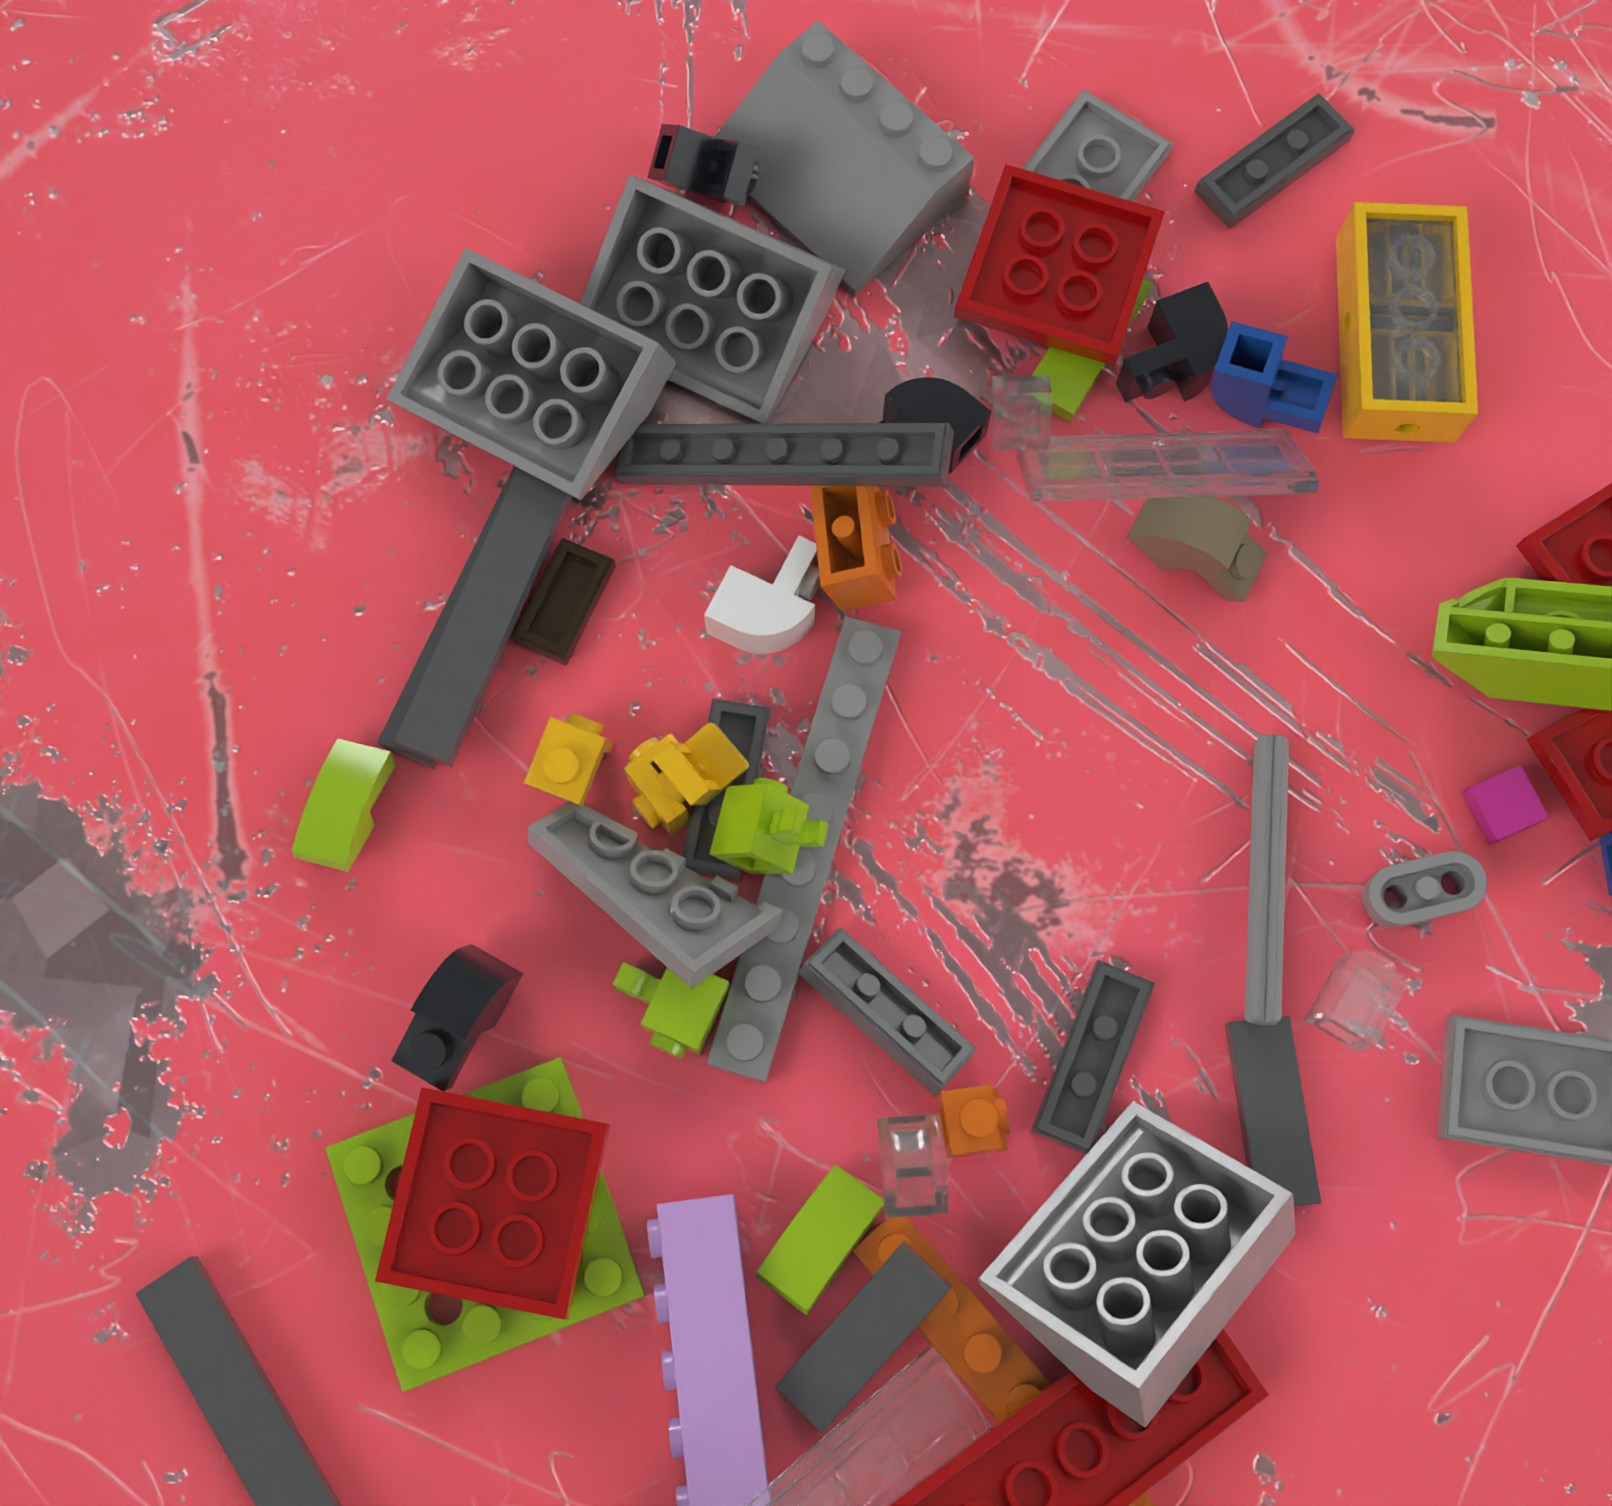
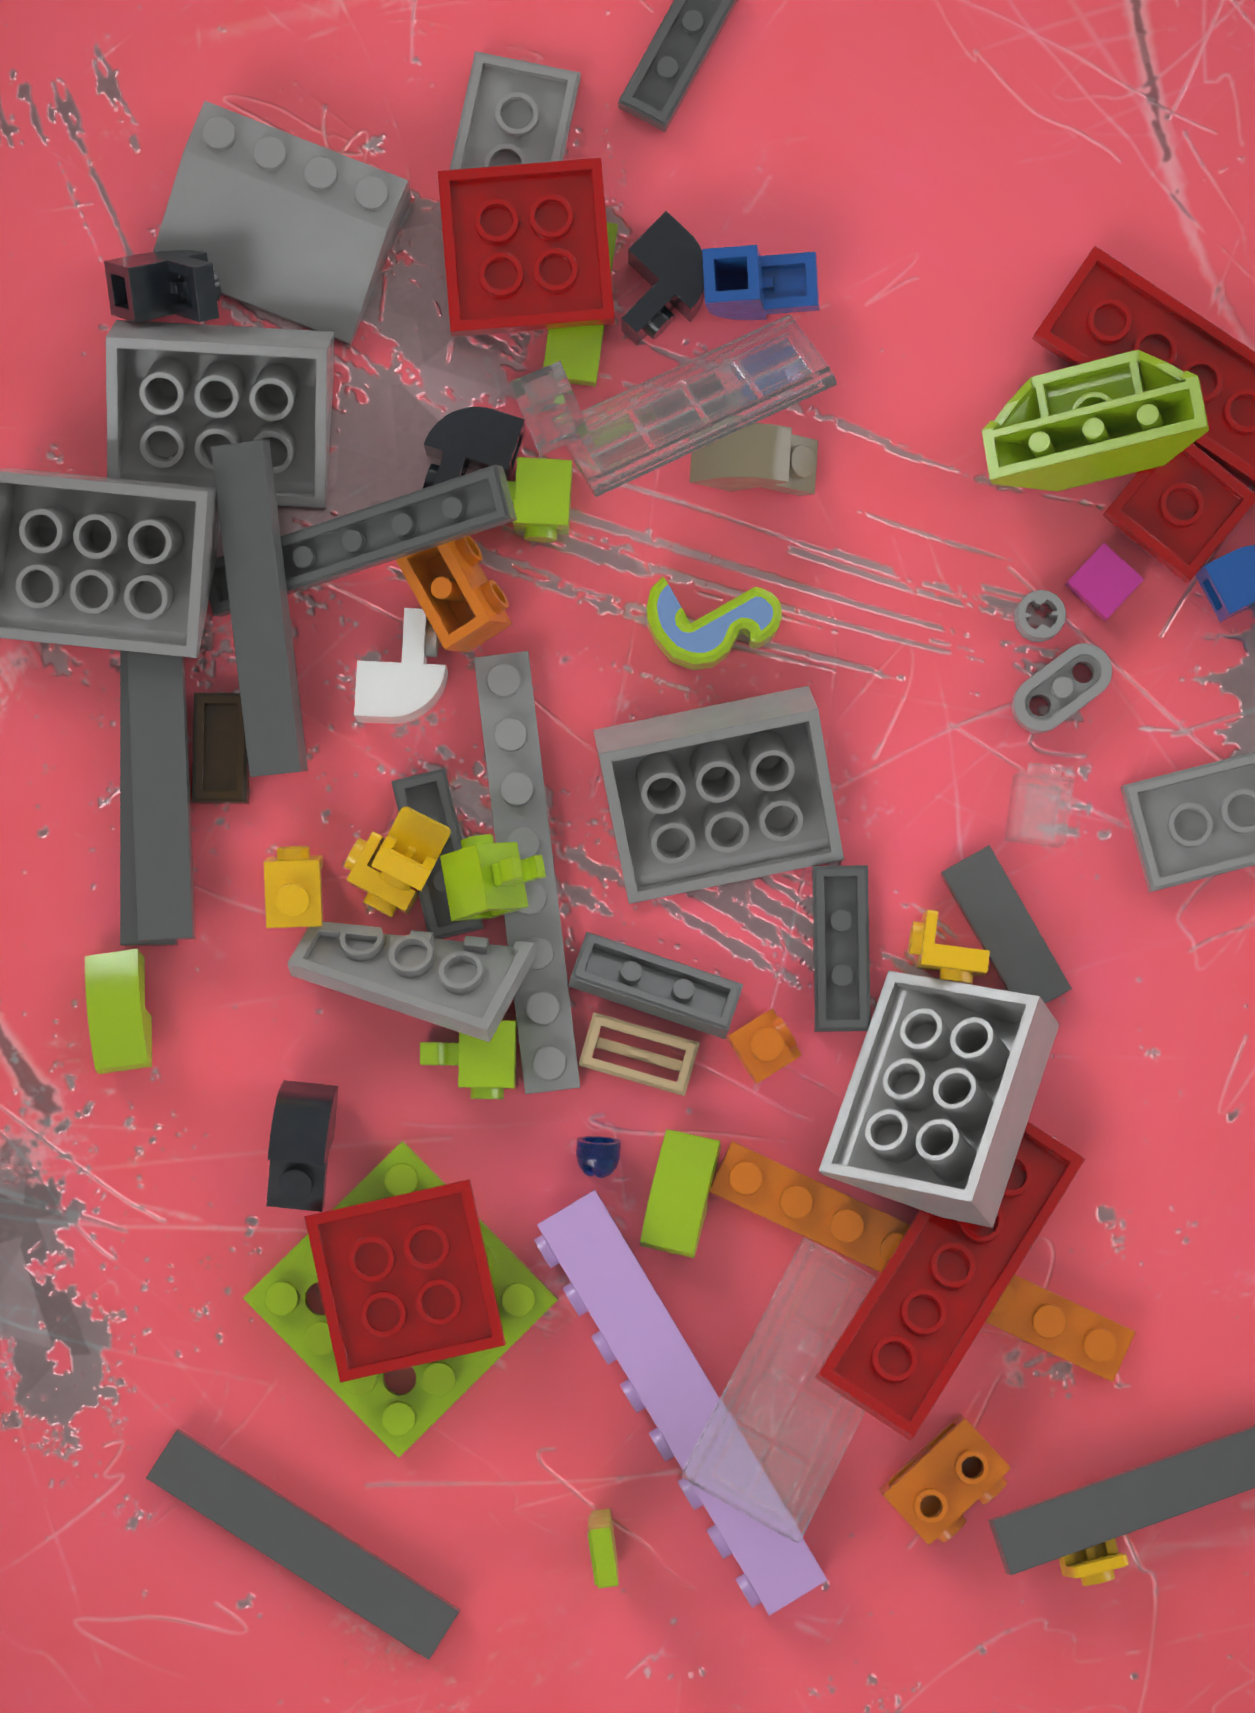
camera: 25 degrees left, 10 degrees up
(659, 481) = (259, 608): none -> dark grey tile
(752, 1161) = (598, 1155): none -> clear blue hinge
(799, 1041) = (684, 1067): none -> tan tile
(863, 1336) = (746, 1254): dark grey tile -> none
(912, 1165) = (729, 1103): clear brick -> none
(976, 494) = (542, 498): none -> lime brick
(1033, 849) = (719, 794): none -> light grey slope
(1088, 691) = (712, 636): none -> lime animal
(1201, 1114) = (953, 962): none -> yellow bracket
(1267, 881) = (926, 735): light grey axle -> none
(1406, 322) = (856, 172): brick -> none
(1425, 827) = (1037, 599): none -> light grey bush

